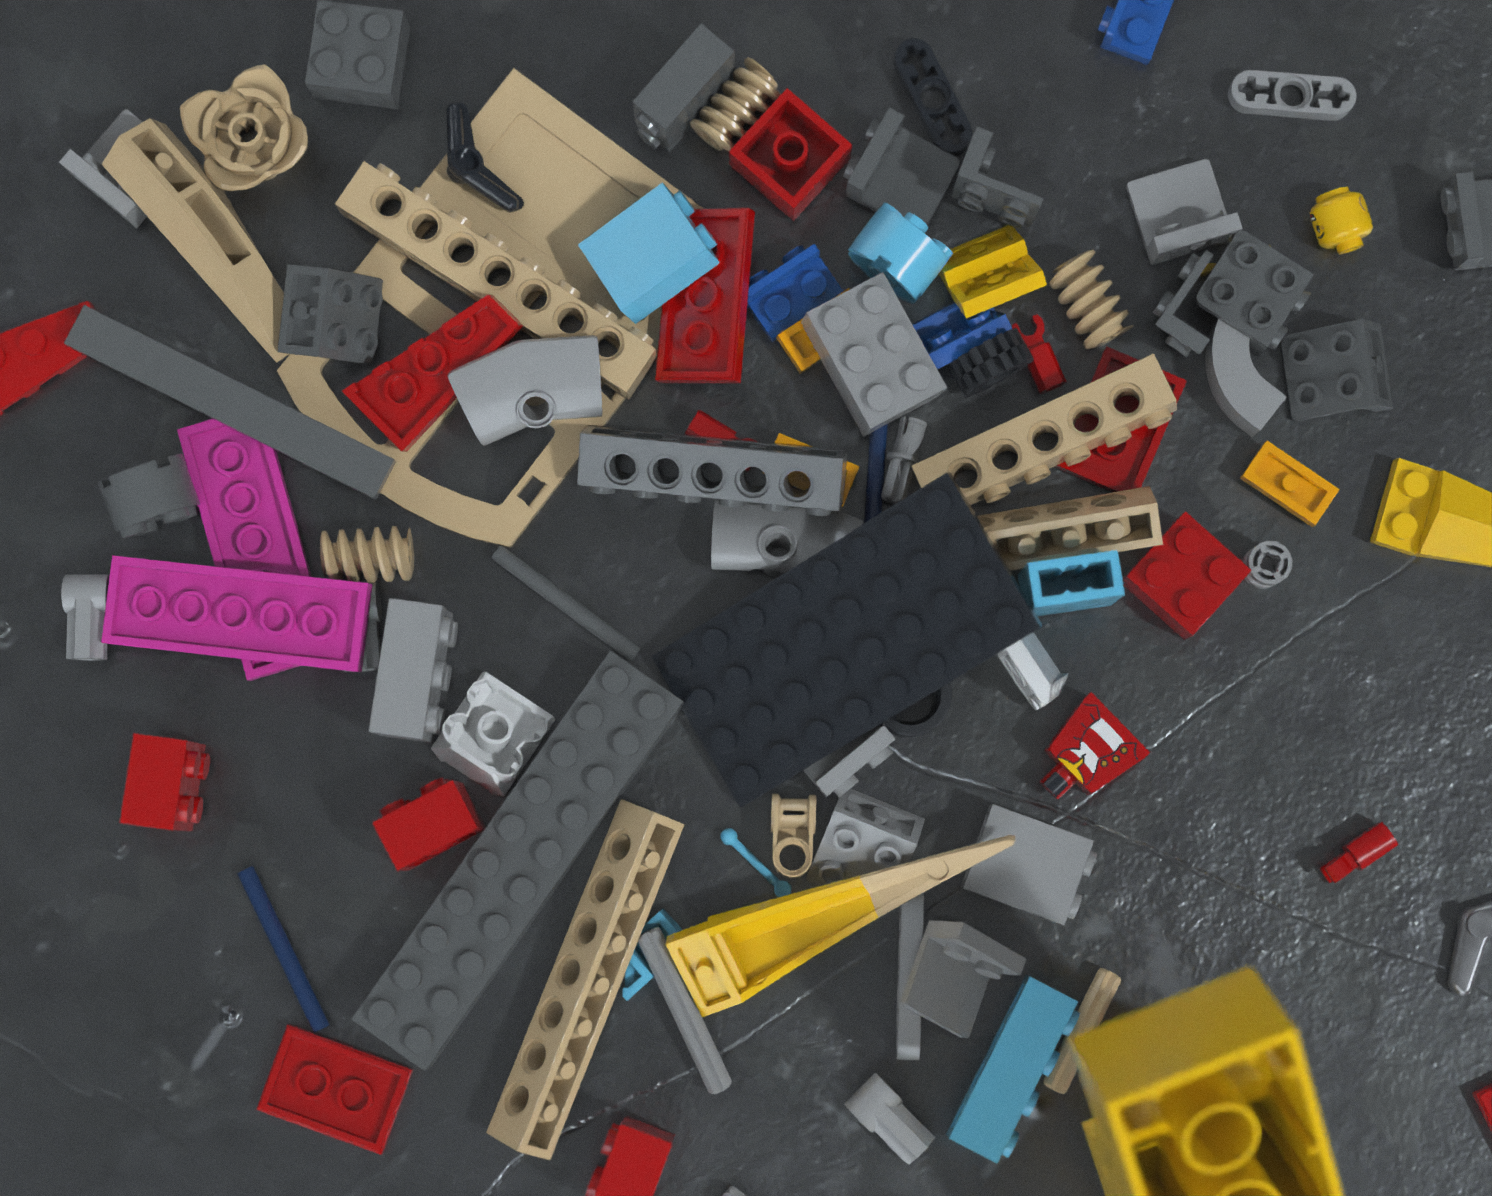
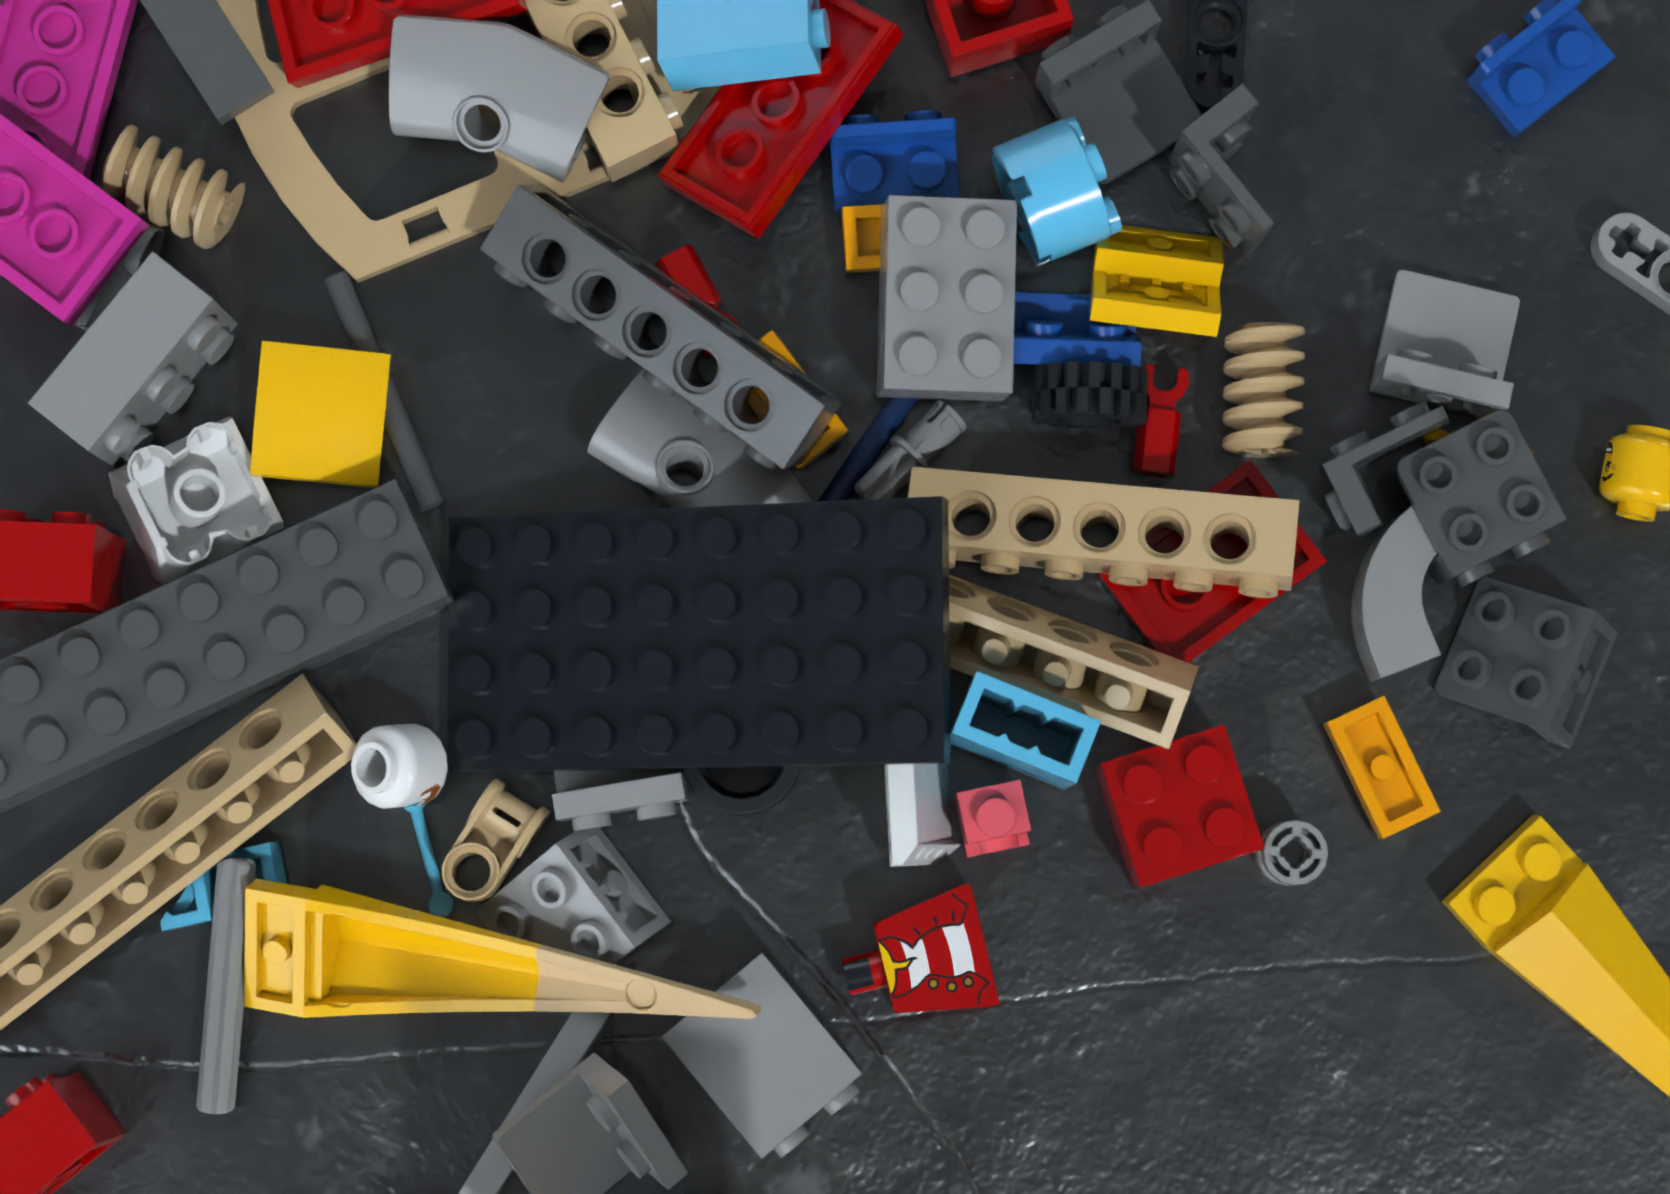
camera: 25 degrees right, 0 degrees up
(538, 639) = (319, 414): none -> yellow slope
(711, 819) = (399, 765): none -> white head
(1080, 646) = (993, 818): none -> coral brick

